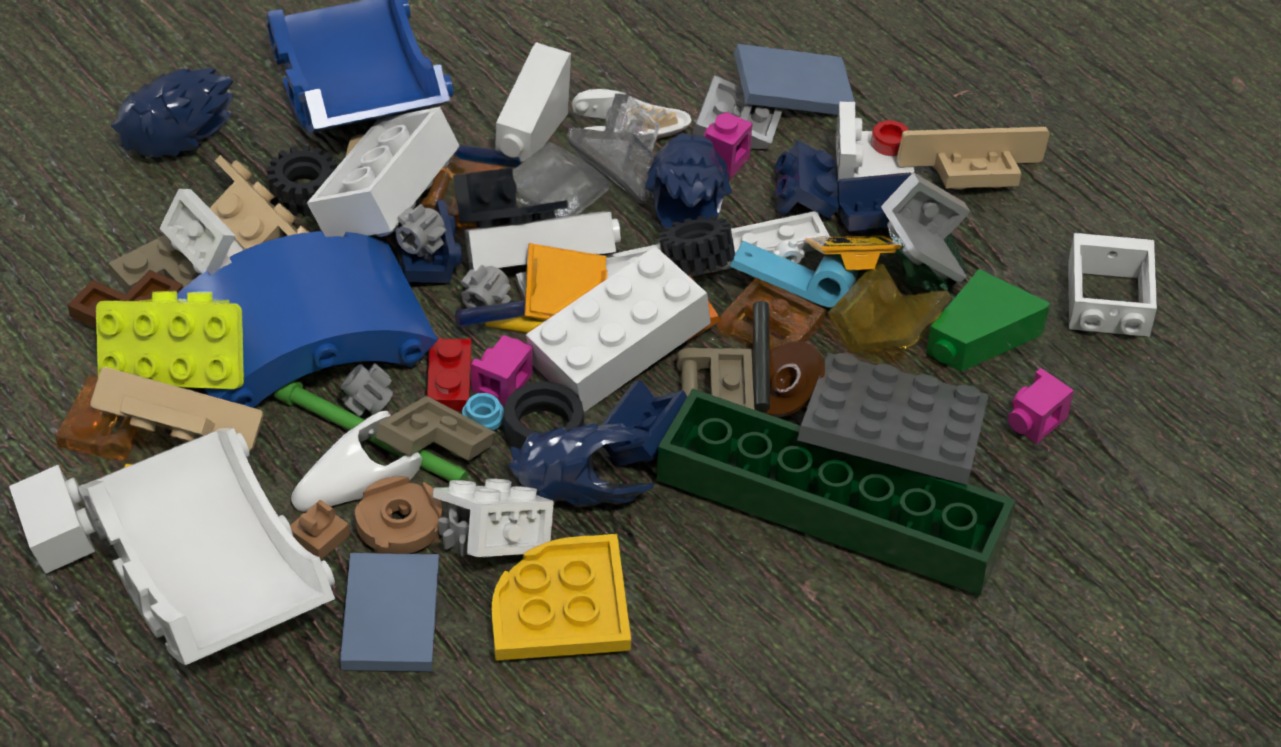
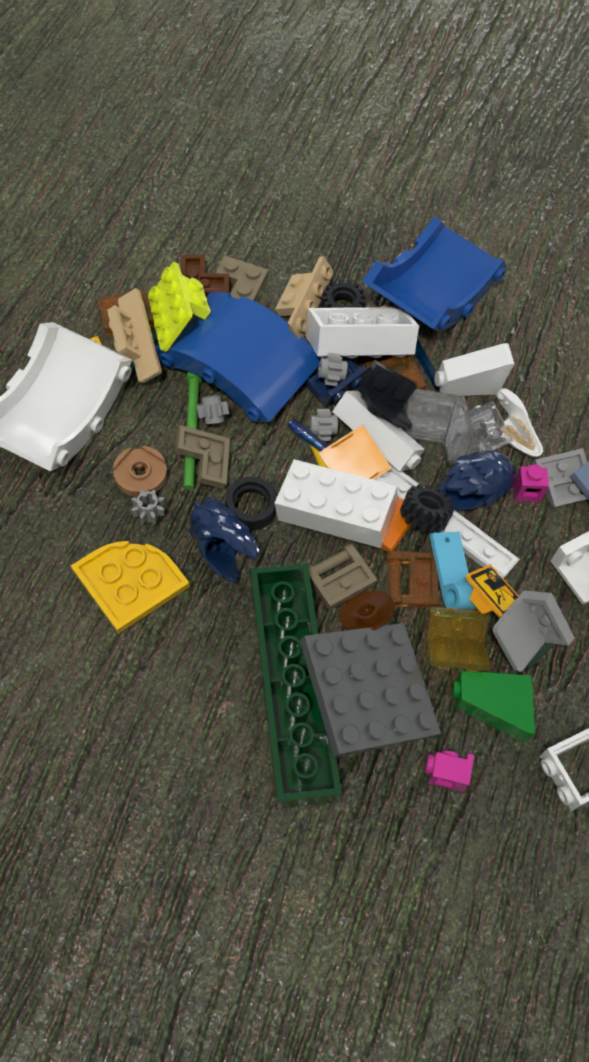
camera: 55 degrees right, 15 degrees up
(52, 518) = (25, 325): white brick -> none
(174, 112) = (339, 223): dark blue head -> none
(199, 233) = (258, 283): white bracket -> none
(320, 529) = (109, 441): medium nougat tile -> none
(347, 469) = (150, 430): white animal -> none
(390, 612) = (75, 503): sand blue tile -> none
(450, 372) = (258, 442): red piece -> none
(484, 410) = (238, 465): medium azure plate -> none
(501, 516) = (159, 515): white bracket -> none
(502, 368) = (273, 463): dark pink brick -> none
(645, 412) = (280, 549): dark blue bracket -> none
(761, 356) = (375, 588): pearl dark grey bar -> none
(789, 250) = (473, 561): white piece -> none
(806, 178) = (537, 542): dark blue bracket -> none
(862, 200) = (549, 579): dark blue bracket -> none

